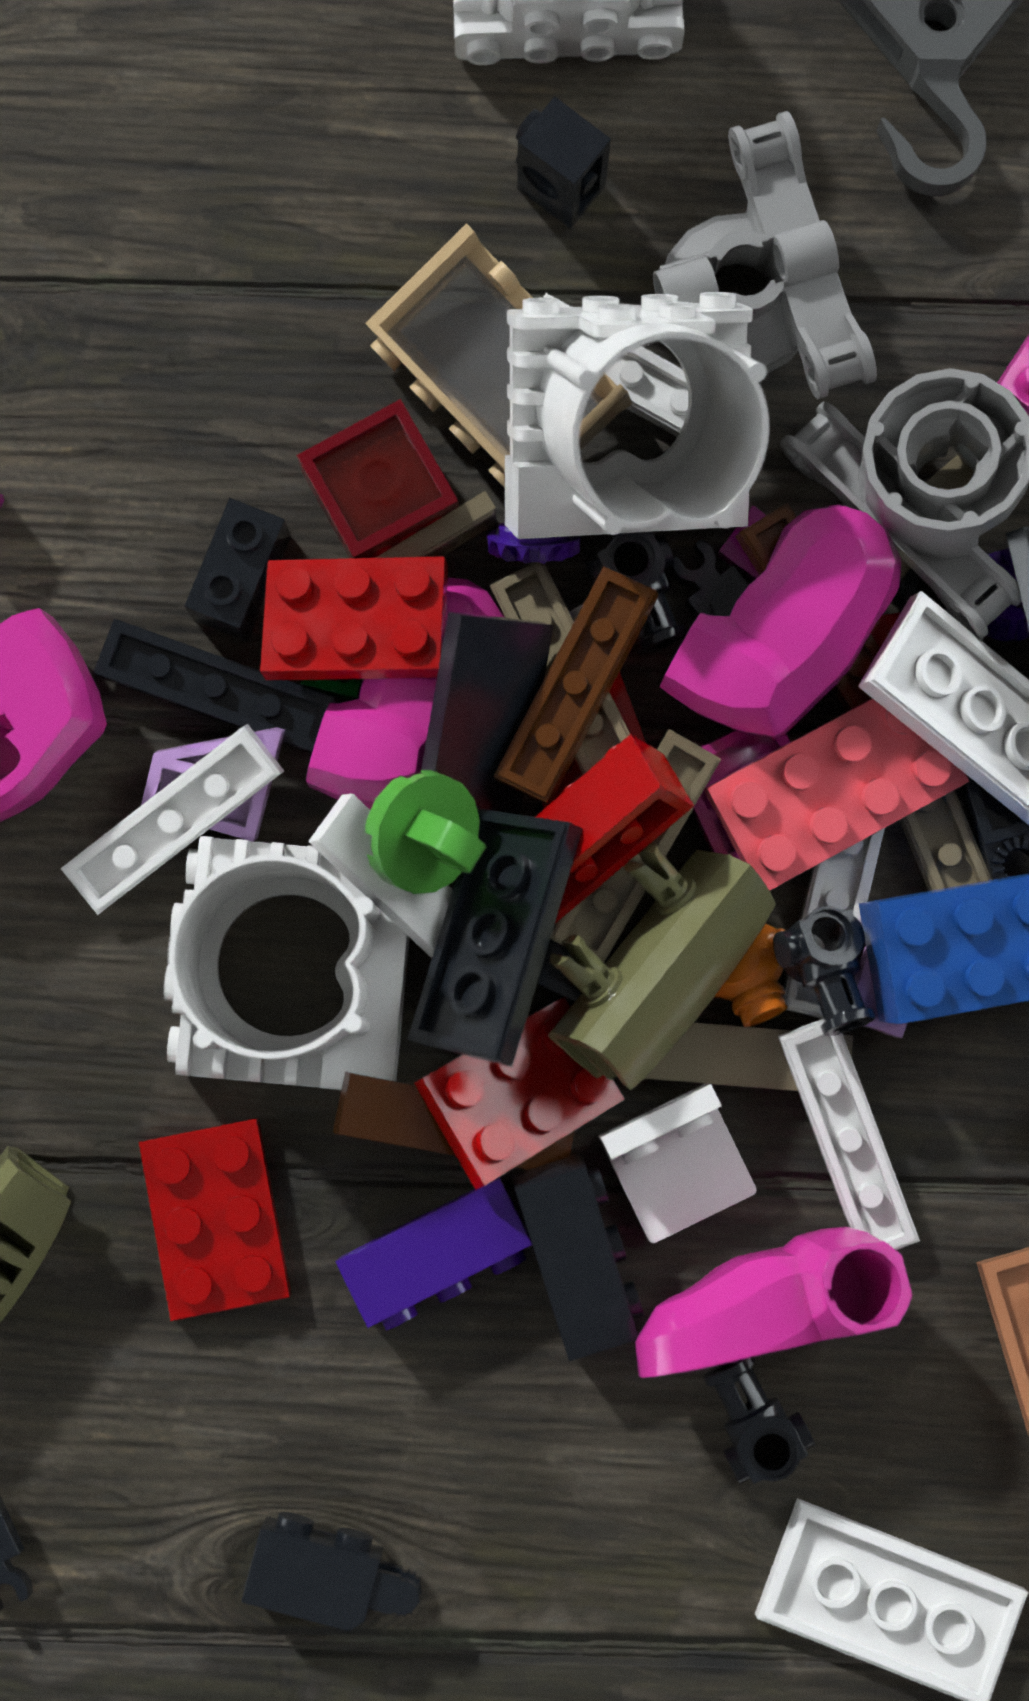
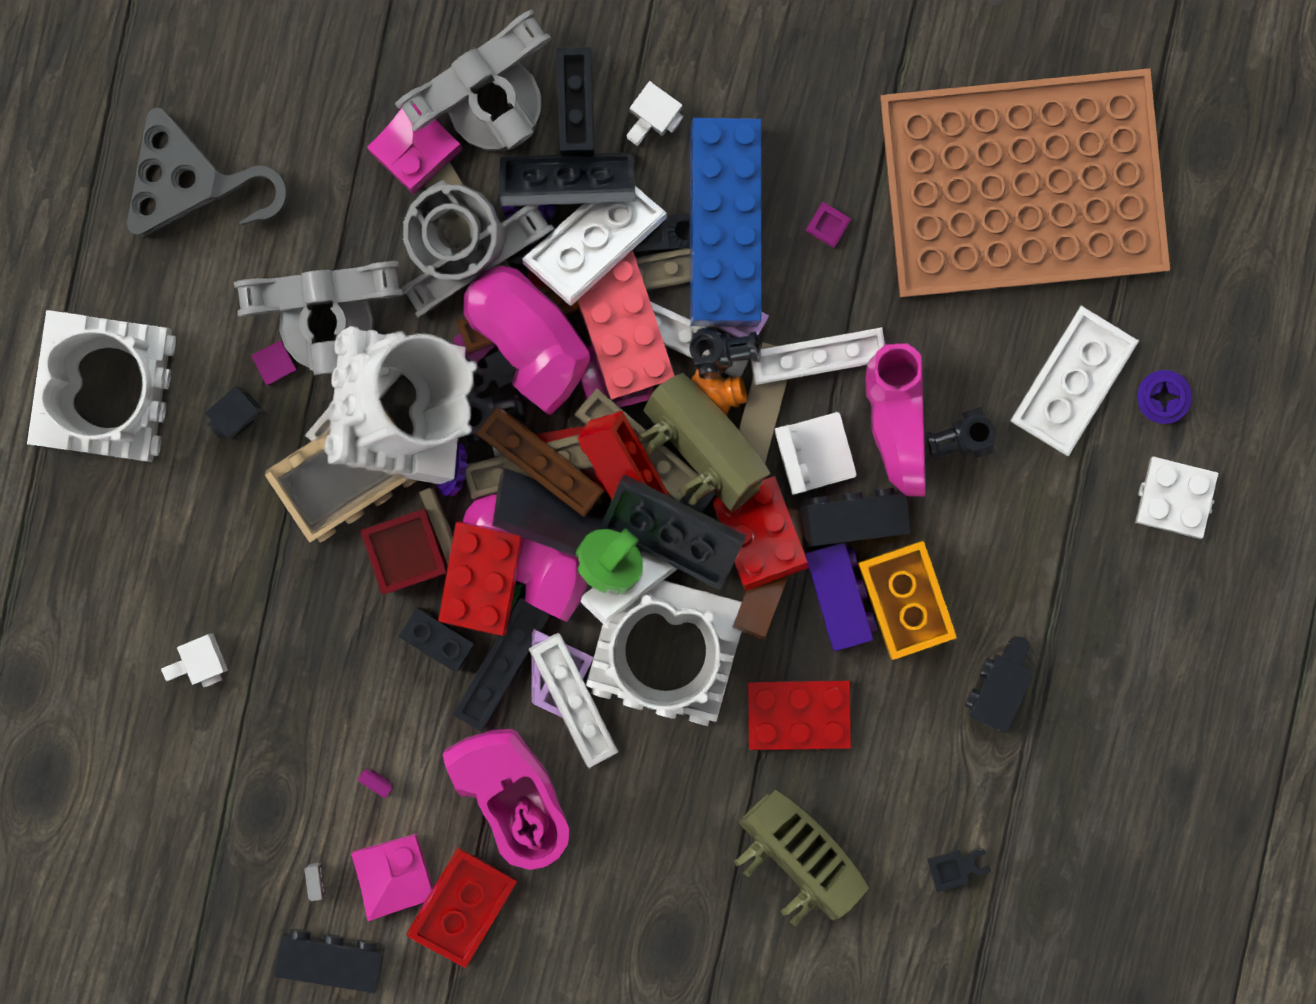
camera: 75 degrees left, 5 degrees up
(133, 184) = (200, 660): none -> white brick
(448, 1377) = (907, 600): none -> light orange brick
(656, 222) = (274, 362): none -> magenta tile

